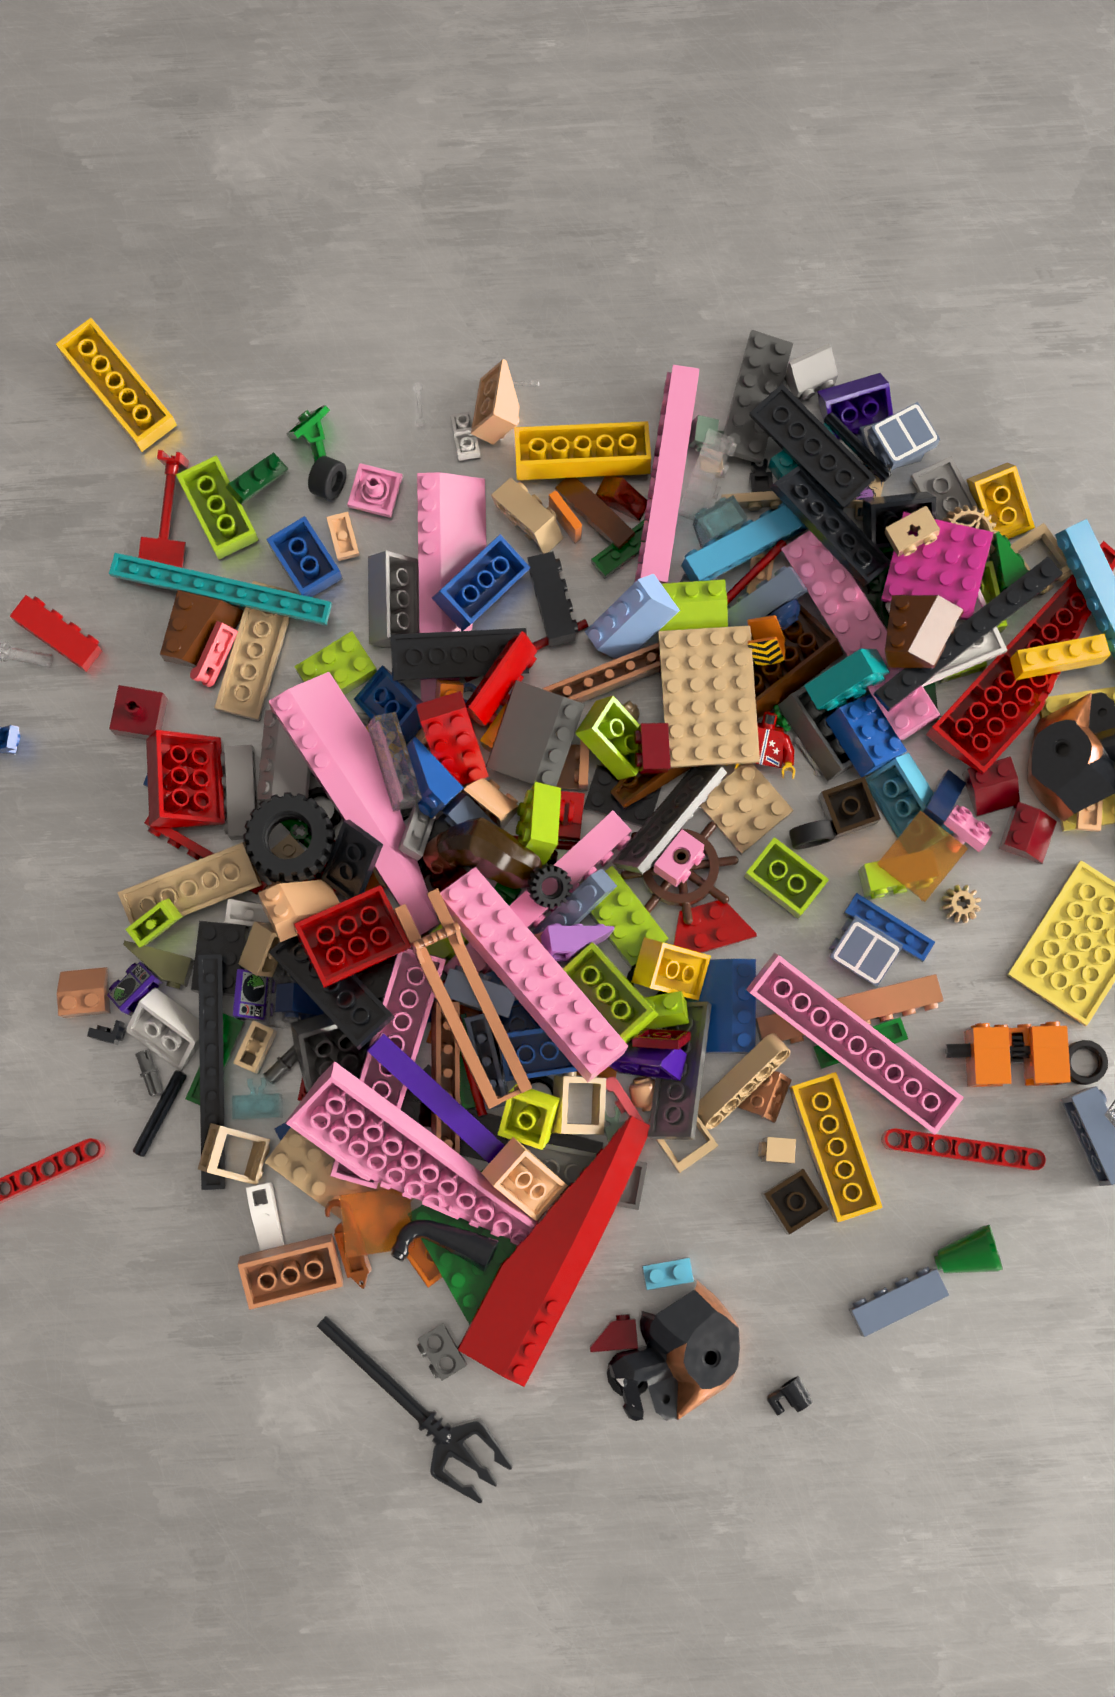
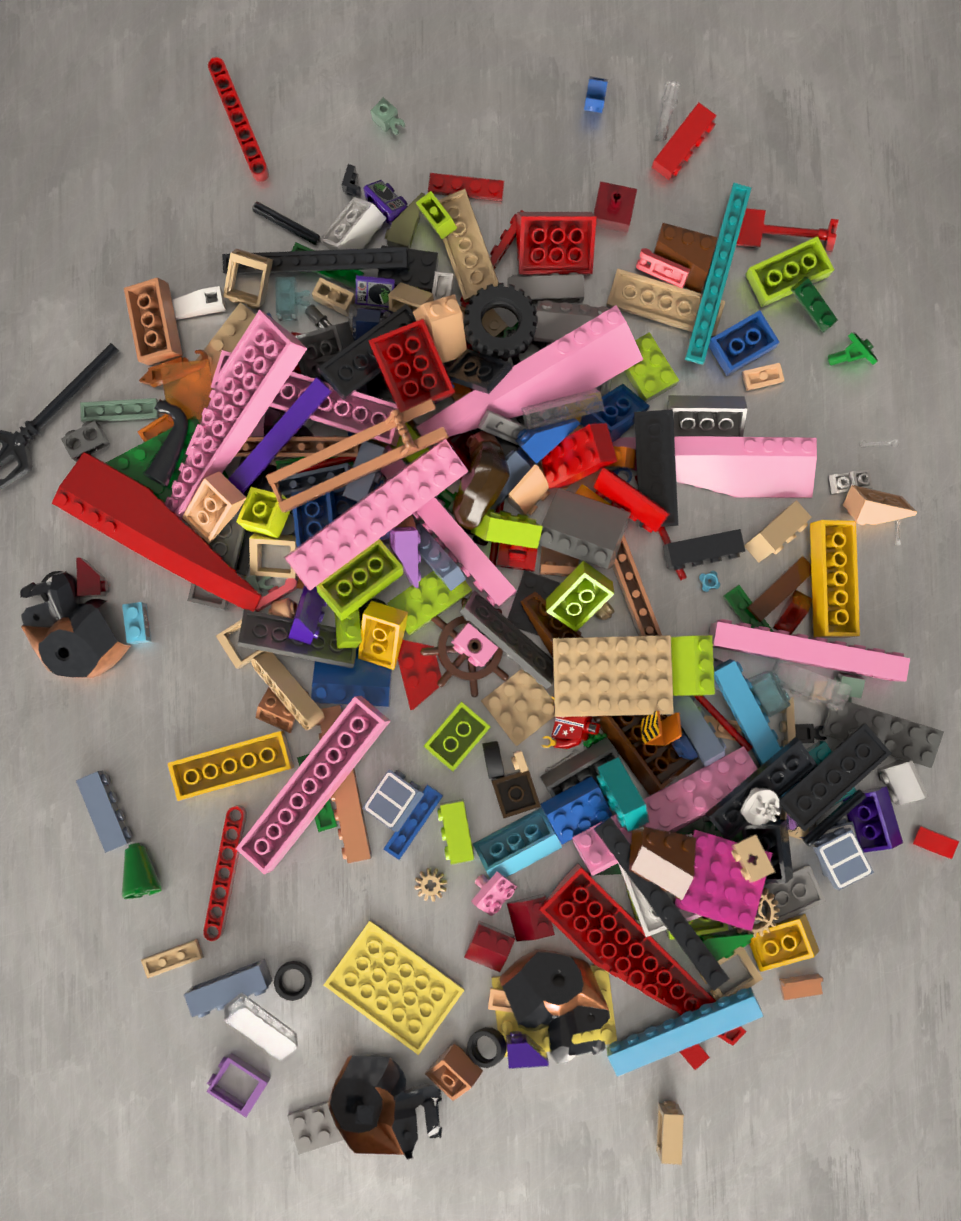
camera: 90 degrees right, 5 degrees up
(23, 993) = (386, 116): none -> sand green brick
(83, 993) = (385, 162): nougat slope -> none
(113, 881) = (475, 187): none -> red plate
(116, 384) = (898, 189): yellow brick -> none
(149, 1072) = (318, 214): dark grey axle -> none
(327, 477) = (814, 363): black tyre -> none
(375, 490) = (803, 404): bright pink plate -> none
(401, 1311) = (119, 410): none -> sand green plate
(481, 583) = (718, 488): blue brick -> none
(561, 893) = (441, 539): black tyre -> none
(565, 516) = (780, 559): orange tile -> none
(592, 588) = (714, 581): none -> medium azure plate
(632, 618) = (682, 614): light blue slope -> none
(653, 748) = (568, 626): dark red brick -> none
(661, 1039) = (321, 623): dark red tile -> none
(777, 1150) = (229, 716): tan brick -> none
(795, 1201) = (188, 729): dark brown brick -> none
(795, 1394) = (37, 721): black piece -> none
(813, 801) = (519, 761): none -> tan plate
(851, 525) = (760, 806): none -> white plate
(877, 337) = (936, 842): none -> red slope
(922, 856) = (467, 851): clear orange piece -> none
(944, 797) = (521, 875): dark blue tile -> none
(993, 1050) = (306, 901): orange piece -> none
(1048, 482) = (801, 986): none -> nougat panel
(1060, 657) = (640, 984): yellow brick -> none
(1068, 1210) = (172, 958): none -> tan tile

